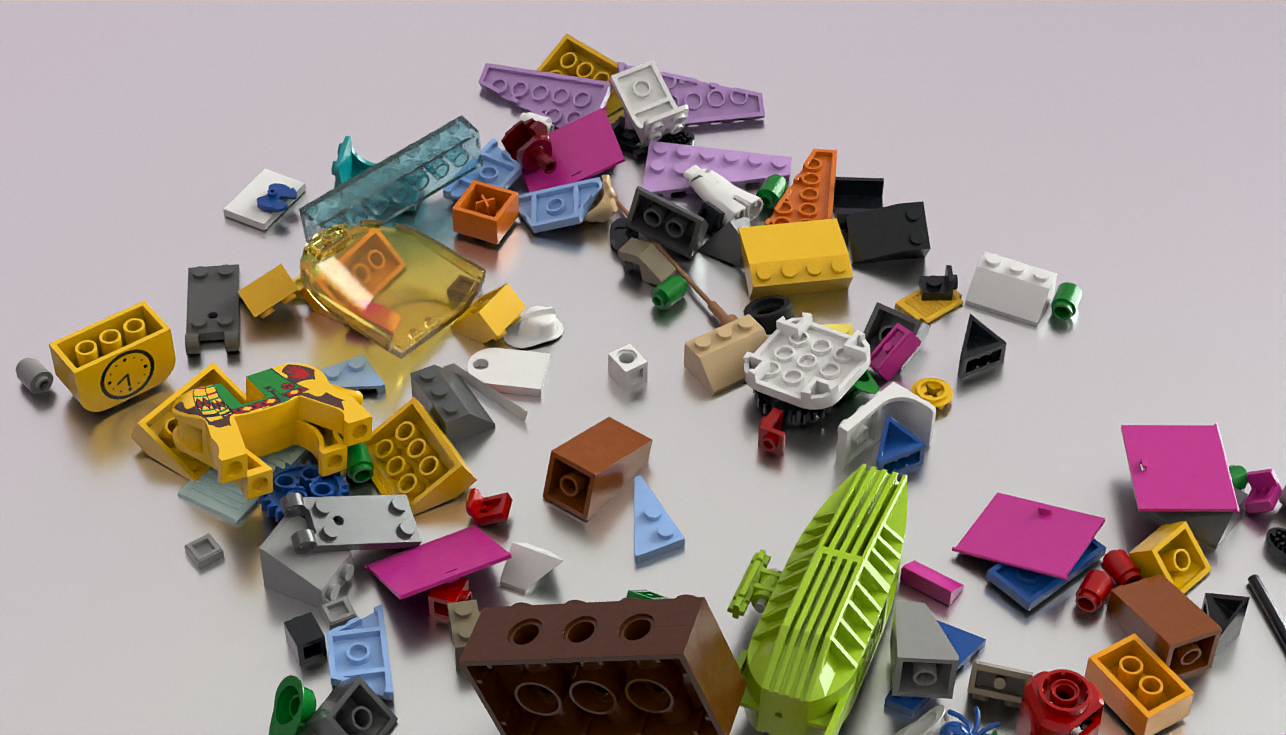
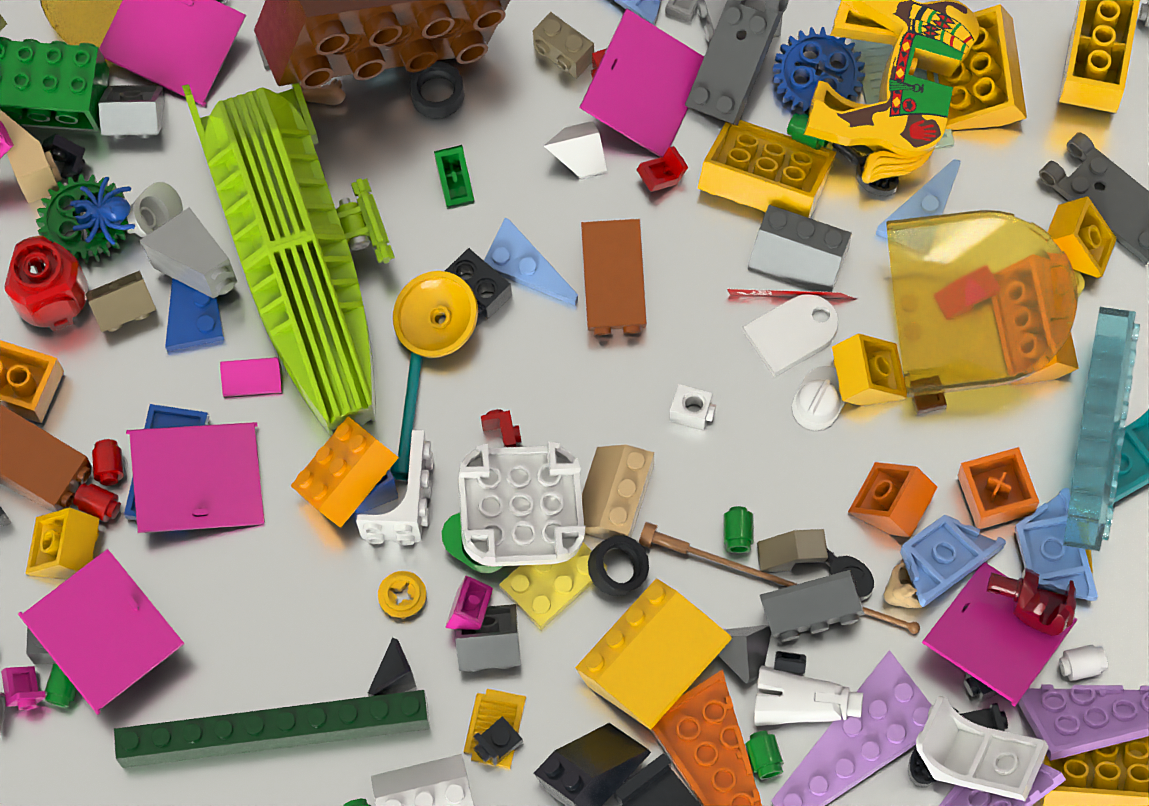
camera: 145 degrees right, 25 degrees up
(553, 250) = (893, 498): none -> orange slope
(701, 525) = (483, 280): none -> black brick
(755, 515) = (421, 306): none -> yellow dish
(865, 455) = (400, 468): none -> teal piece
(920, 451) = (344, 471): none -> light orange brick
(1098, 373) = (271, 728): none -> dark green brick

